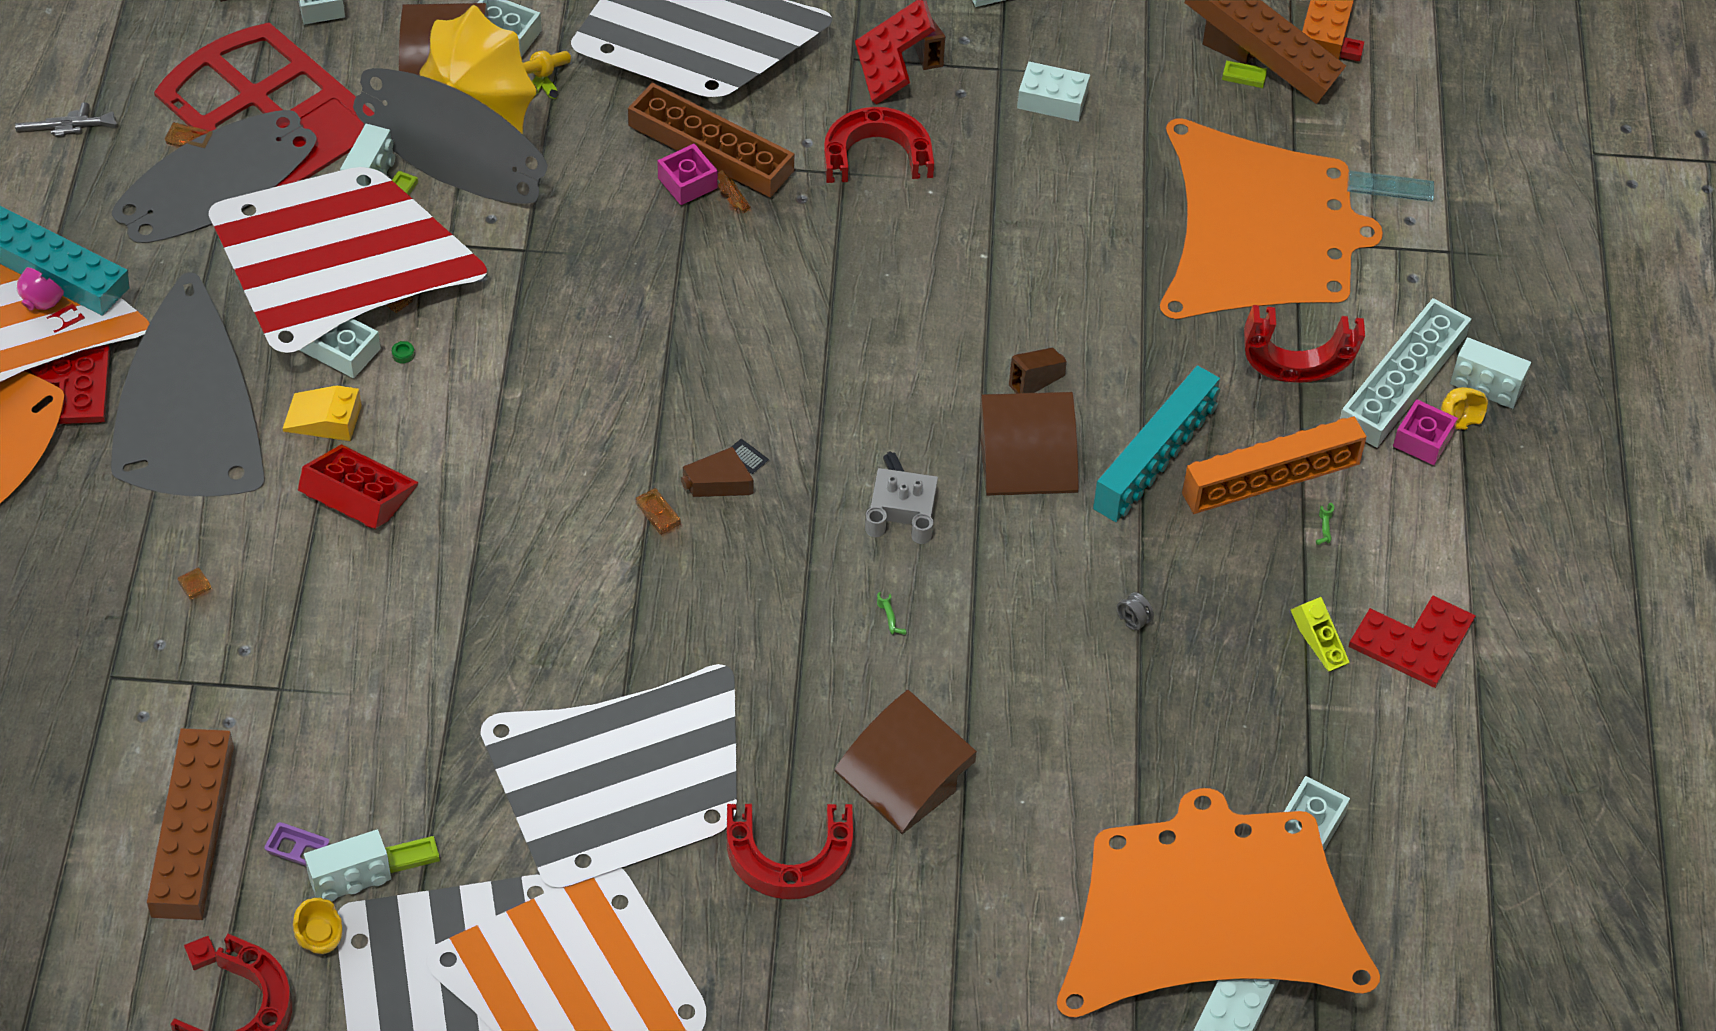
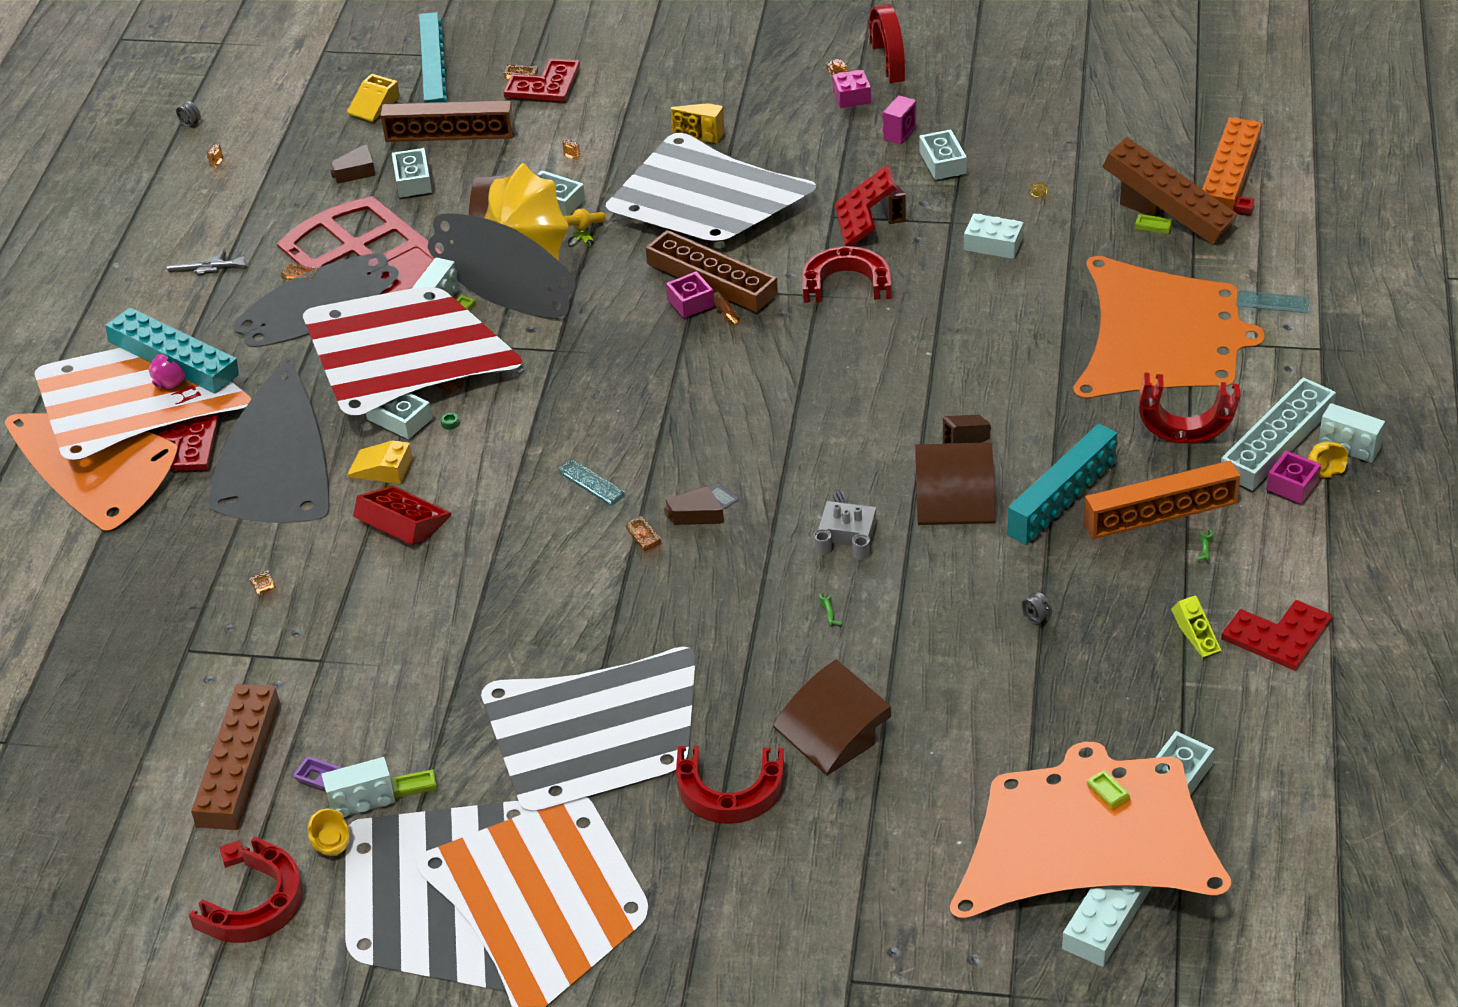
camera: 10 degrees right, 10 degrees down
(587, 438) = (591, 482): none -> clear light blue tile
(1103, 22) = (1038, 189): none -> clear yellow tile
(1232, 854) = (1108, 789): none -> lime tile

